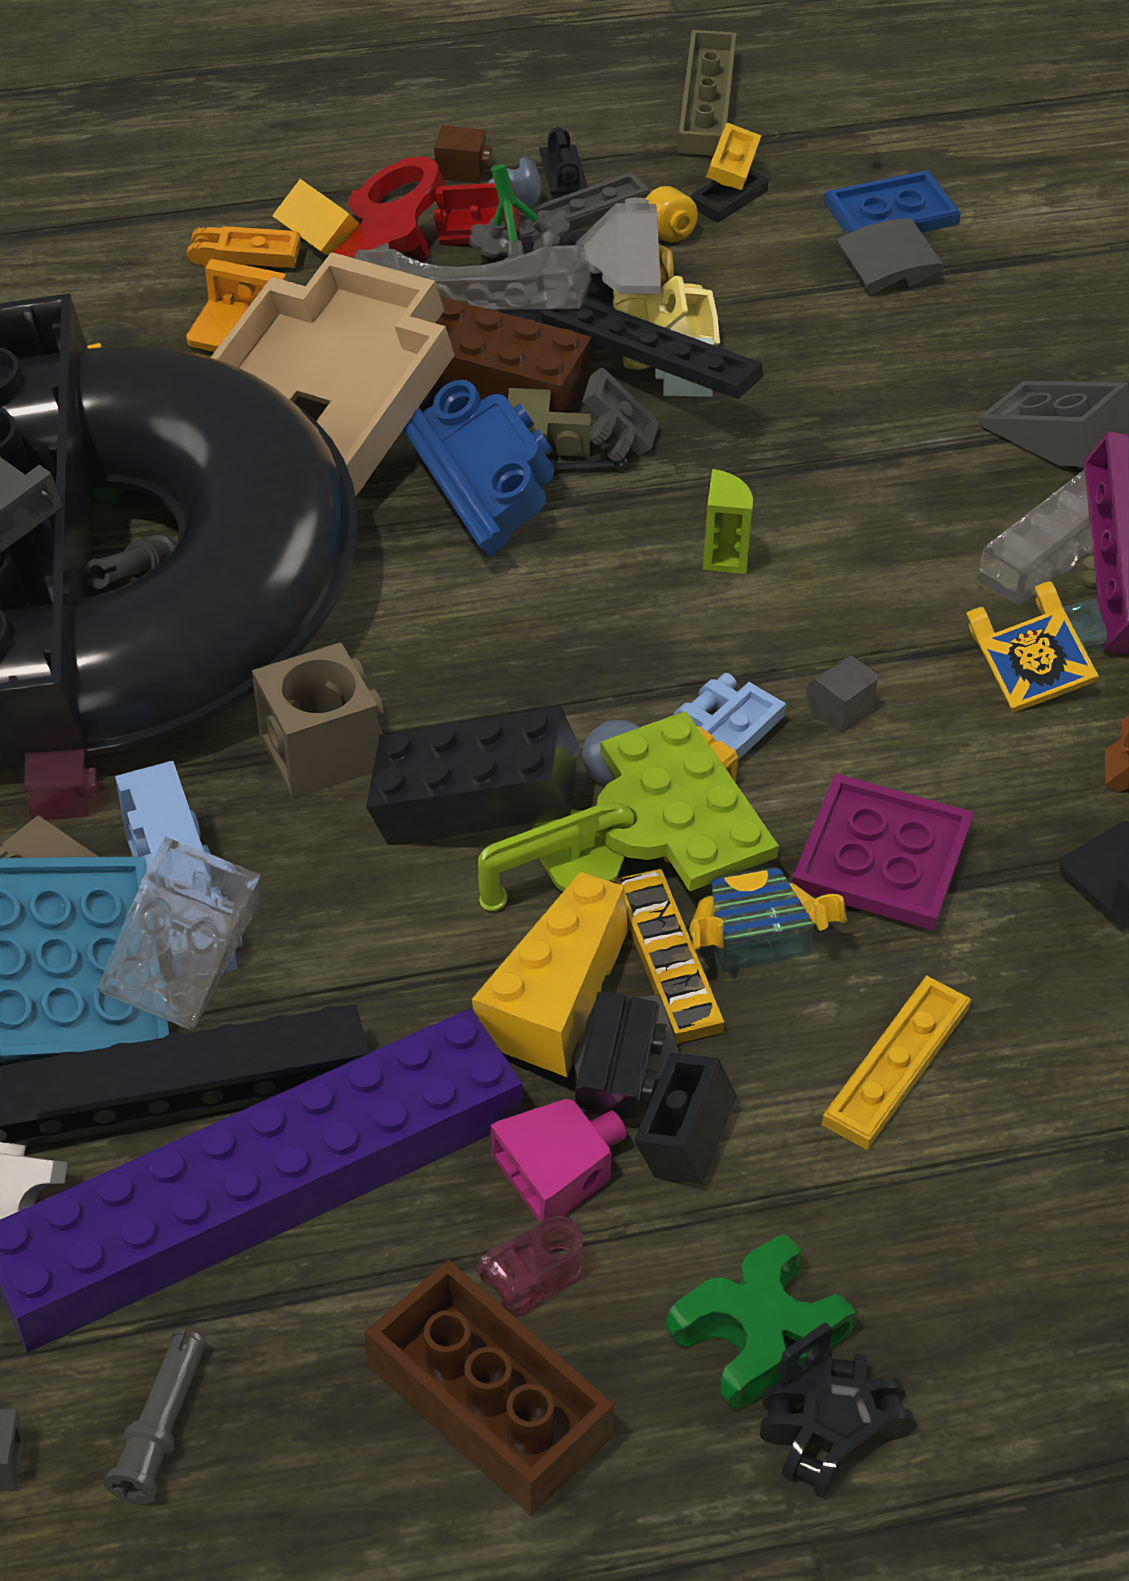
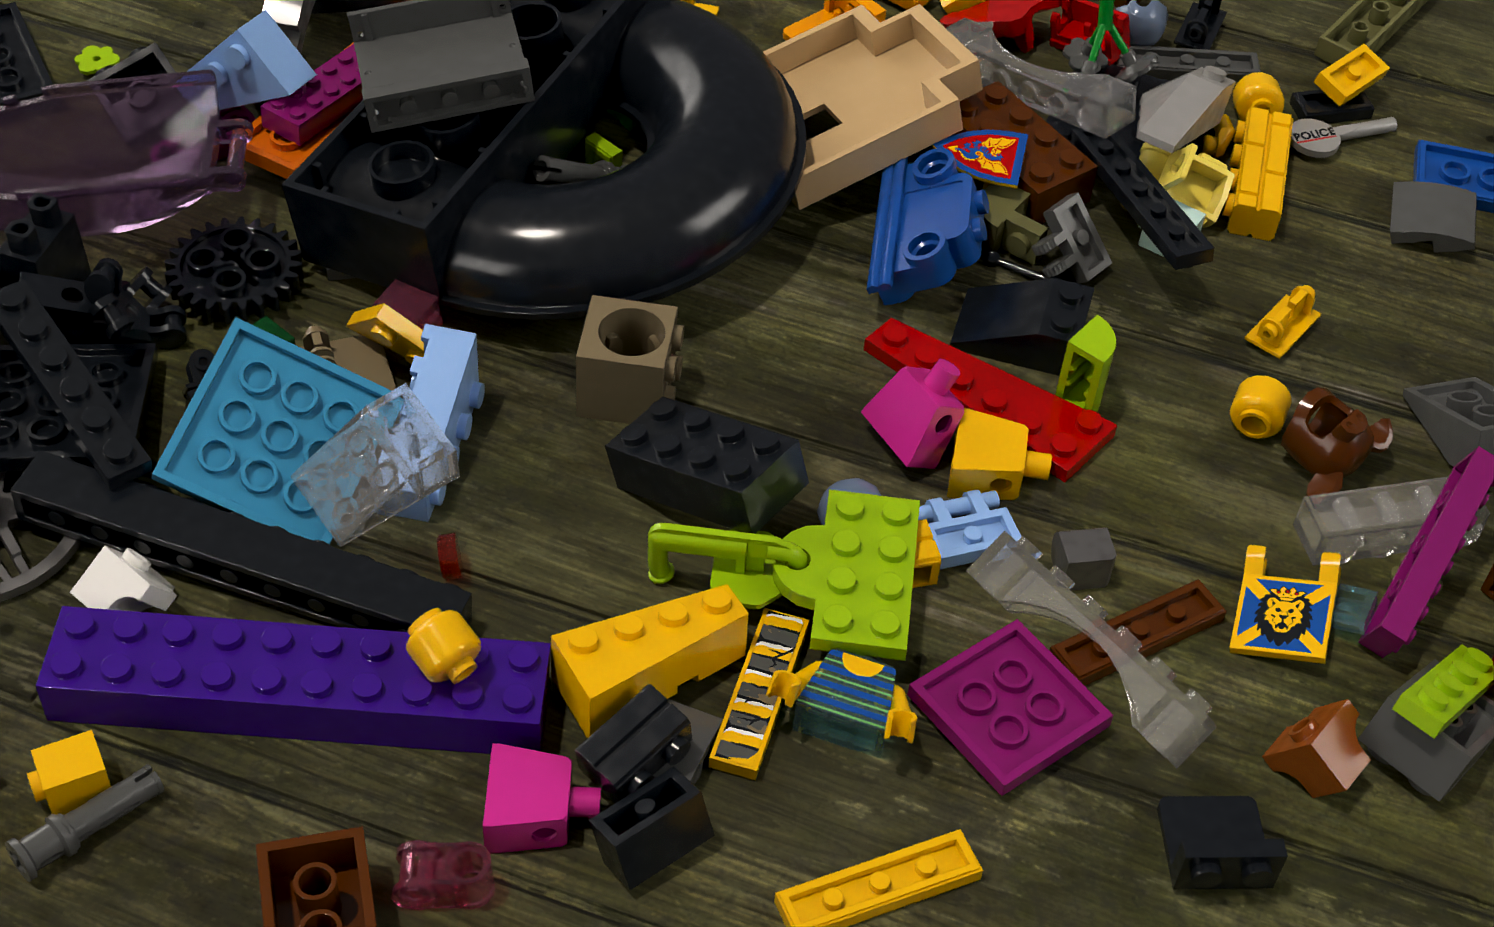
camera: 30 degrees right, 0 degrees up
(67, 804) = (389, 329): none -> yellow wing
(109, 1382) = (68, 773): none -> yellow brick
(116, 535) = (599, 149): none -> lime tile
(295, 985) = (449, 556): none -> clear red tile
(394, 1059) = (443, 646): none -> yellow head
(493, 369) = (988, 155): none -> shield
(614, 635) = (917, 413): none -> dark pink torso
(632, 511) = (1023, 322): none -> black slope
(673, 595) = (1053, 423): none -> red wing
(698, 644) = (993, 456): none -> yellow torso
(715, 264) = (1259, 173): none -> yellow brick
(748, 229) = (1322, 140): none -> light grey piece
(816, 739) = (1158, 708): none -> clear arch
(842, 405) = (1285, 322): none -> yellow hinge
(883, 489) = (1260, 406): none -> yellow head
(933, 731) = (1153, 624): none -> reddish brown tile
(967, 490) = (1334, 440): none -> reddish brown piece

